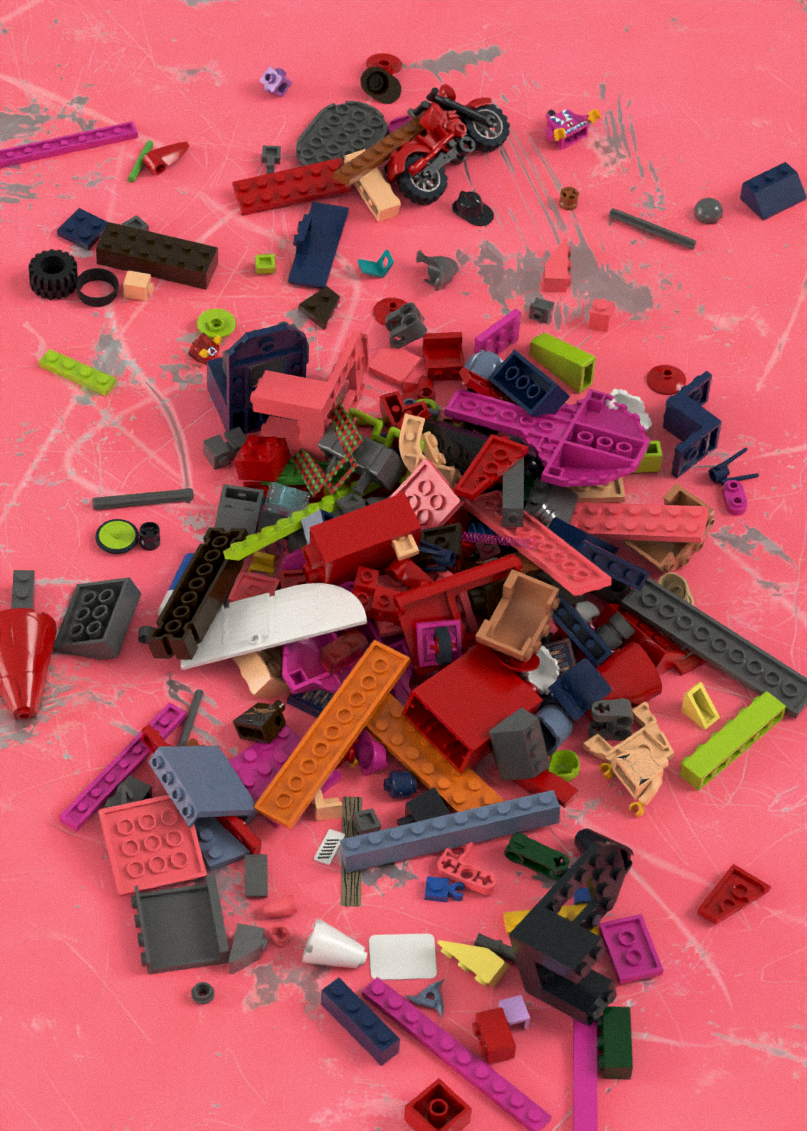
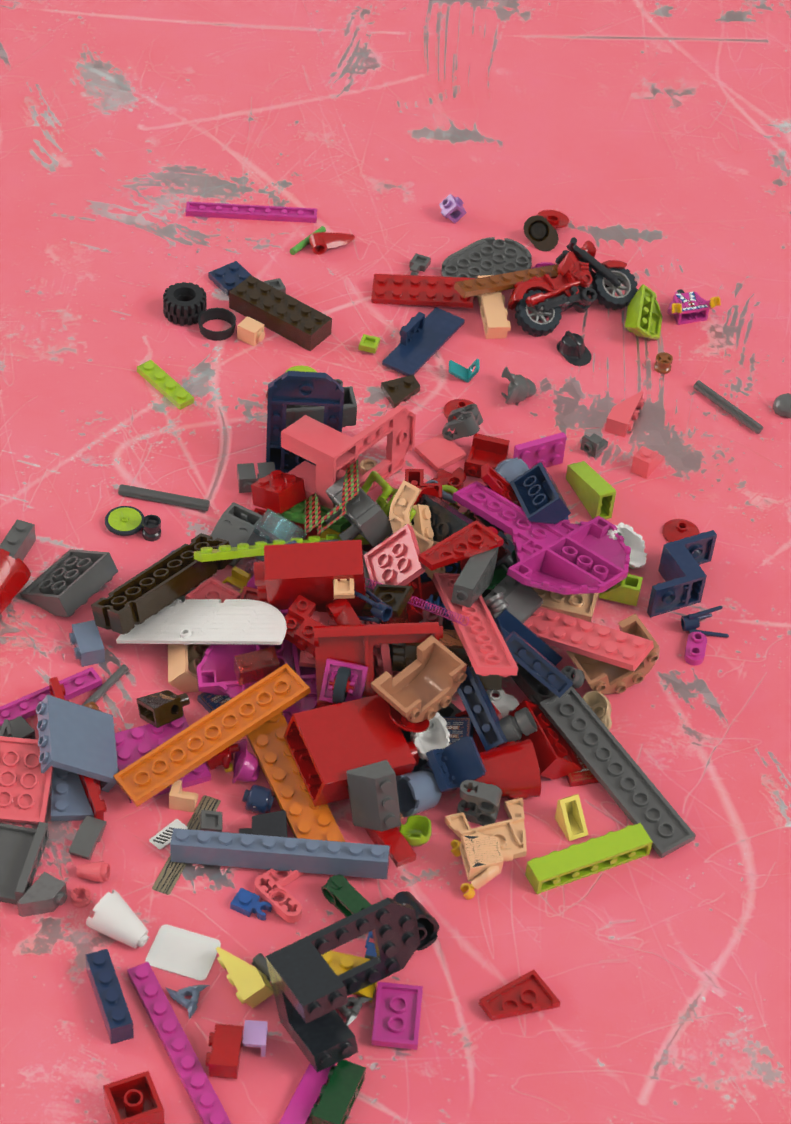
camera: 20 degrees right, 5 degrees down
(151, 679) = (87, 643): none -> sand blue brick
(526, 149) = (644, 314): none -> lime wedge
(647, 562) = (578, 678): none -> dark grey wheel

